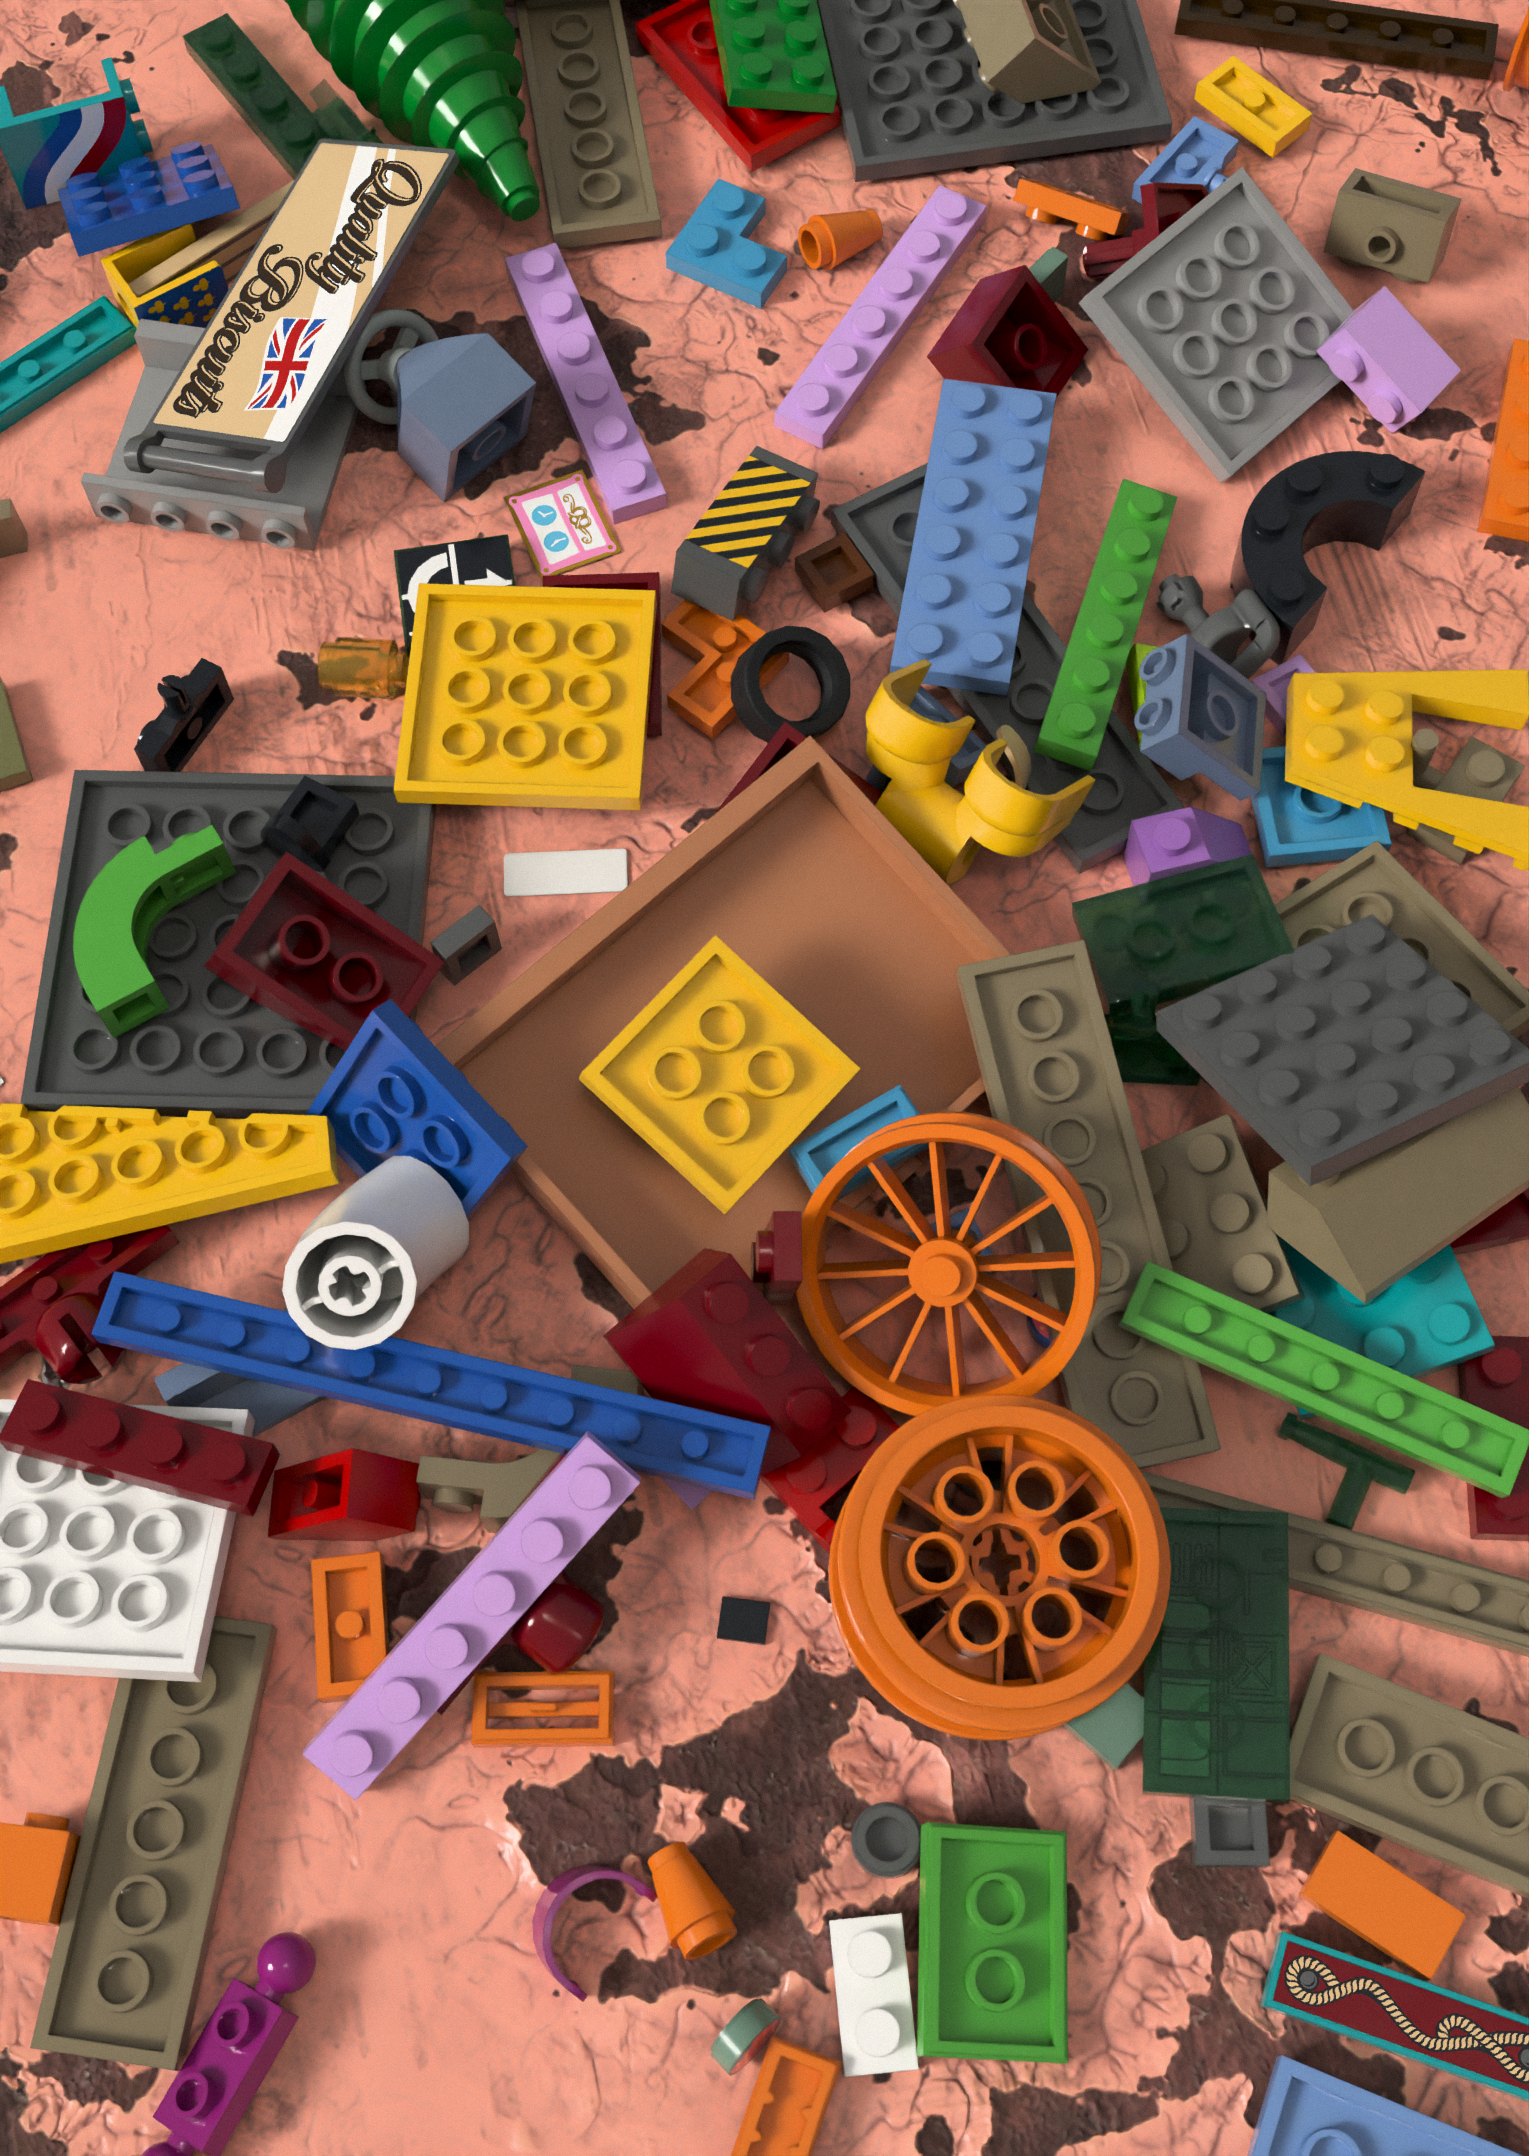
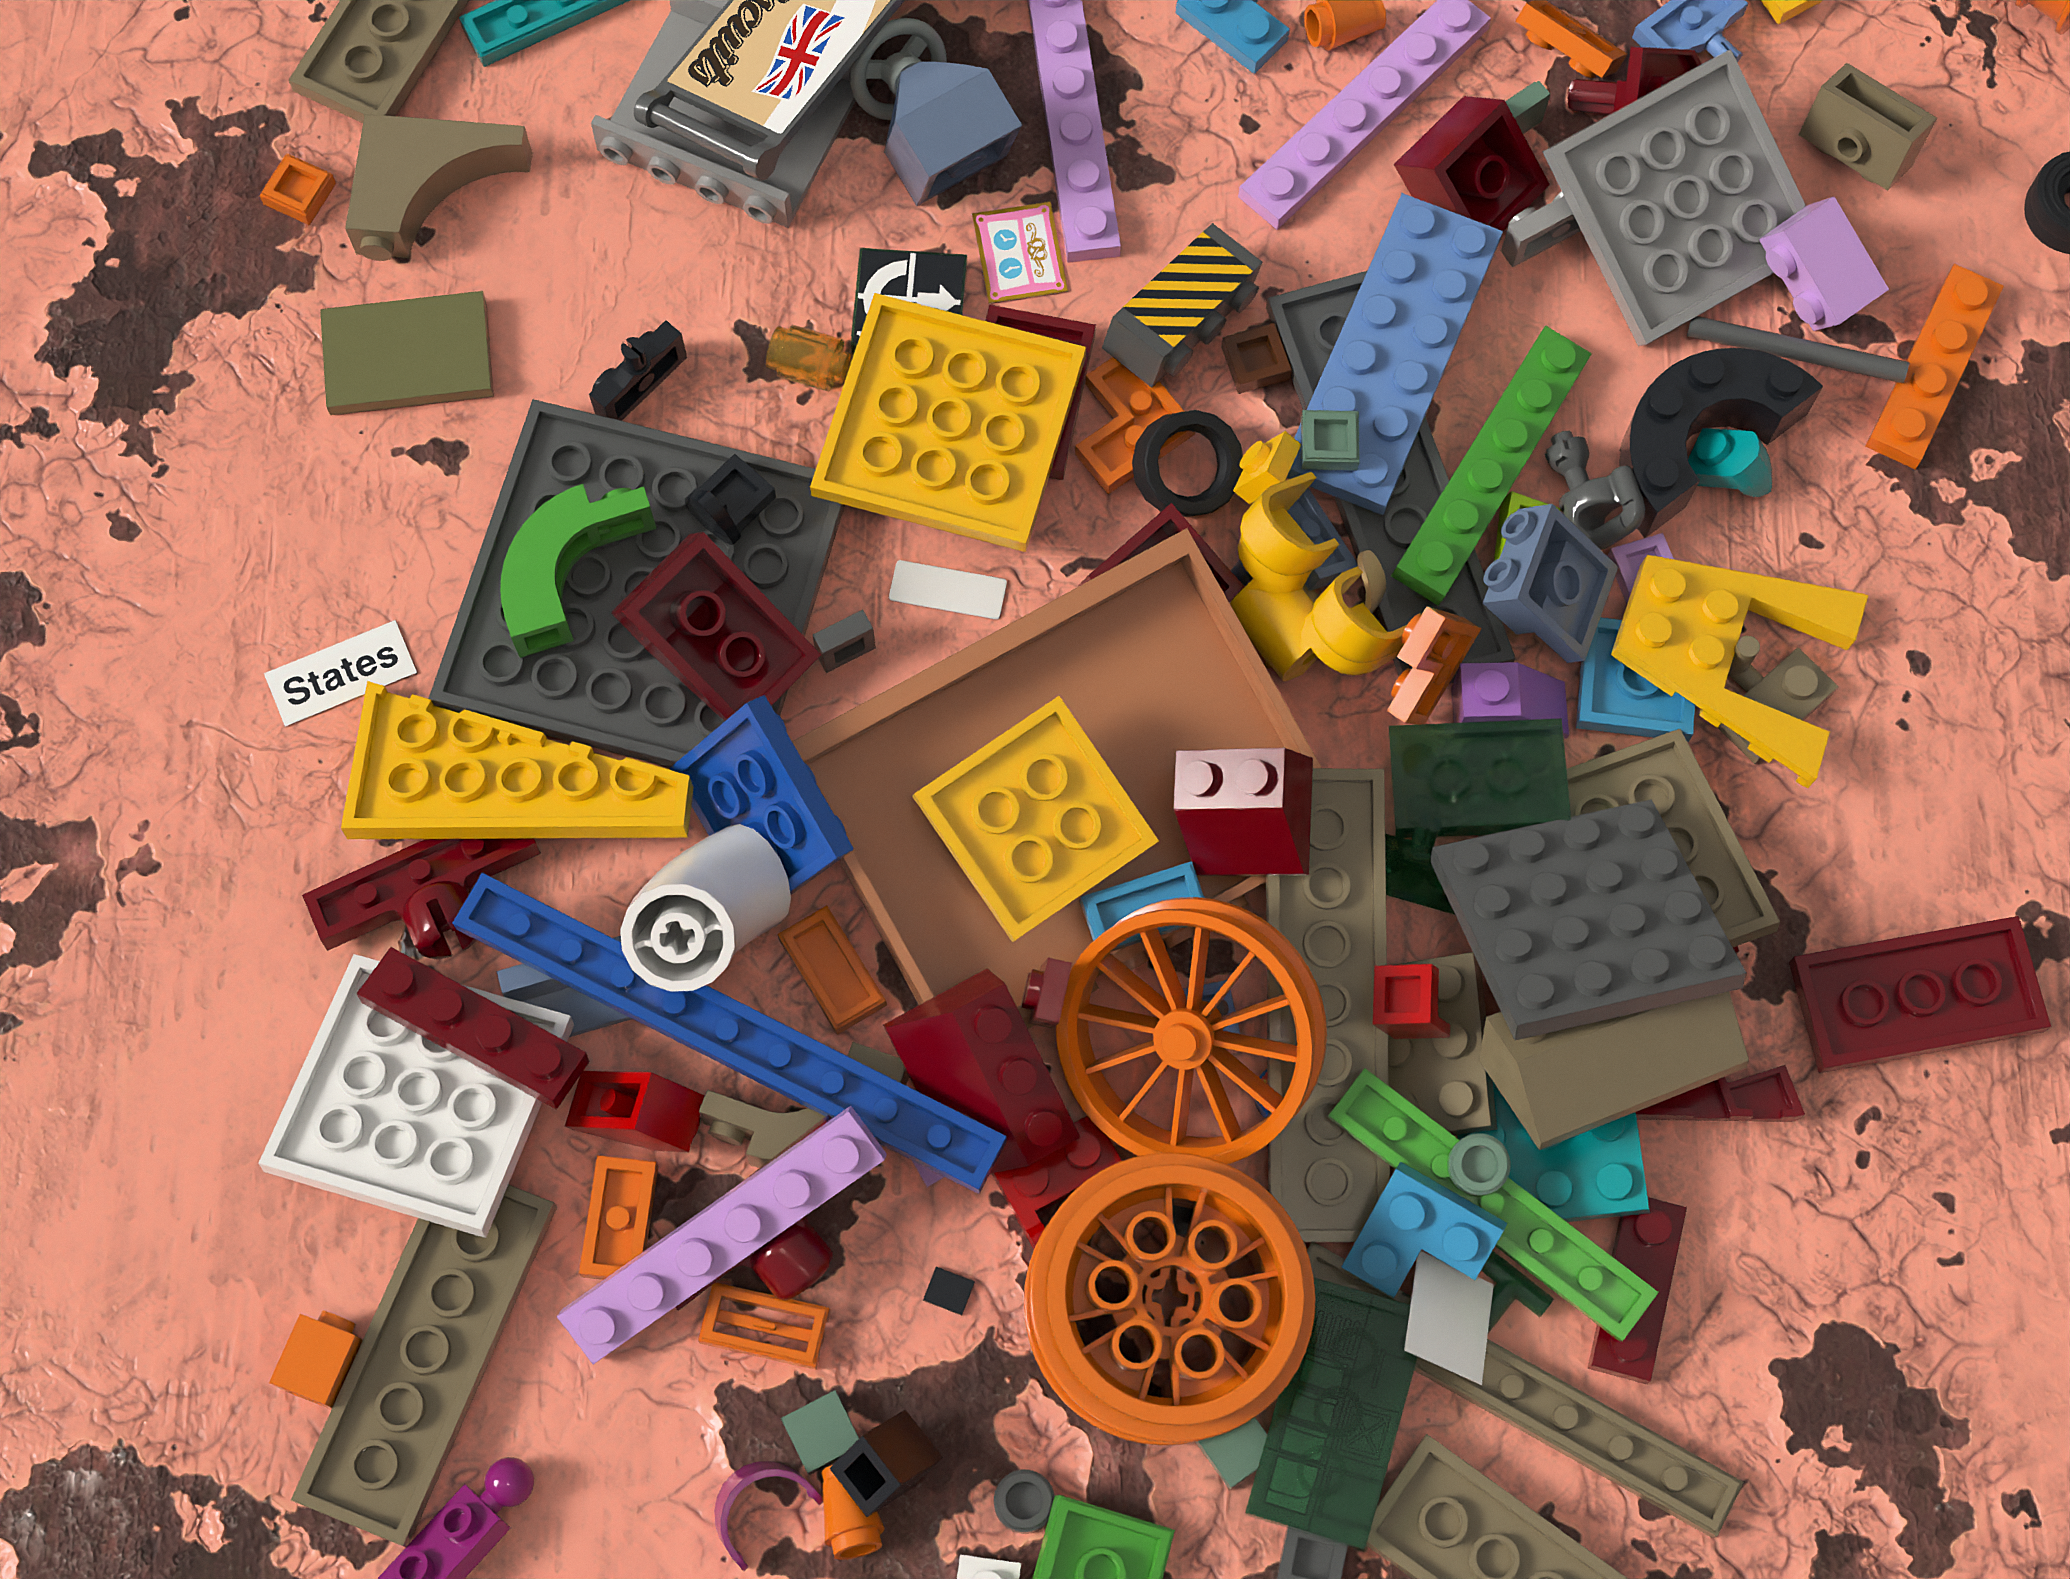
camera: 10 degrees right, 5 degrees up
(531, 1296) = (832, 969): none -> orange tile
(637, 1816) = (820, 1432): none -> sand green tile
(719, 1833) = (885, 1463): none -> black brick
(871, 664) = (1266, 465): none -> yellow plate
(935, 626) = (1329, 440): none -> sand green tile
(946, 1013) = (1245, 810): none -> dark red slope
(1093, 389) = (1538, 230): none -> light grey plate
(1105, 801) = (1434, 648): none -> orange plate
(1177, 1179) = (1408, 1001): none -> red panel
(1252, 1409) = (1417, 1216): none -> dark azure plate
(1301, 1336) = (1478, 1164): none -> sand green tile
(1310, 1515) = (1449, 1318): none -> white sticker
(1353, 567) = (1732, 461): none -> teal plate
(1404, 448) = (1799, 349): none -> dark grey bar

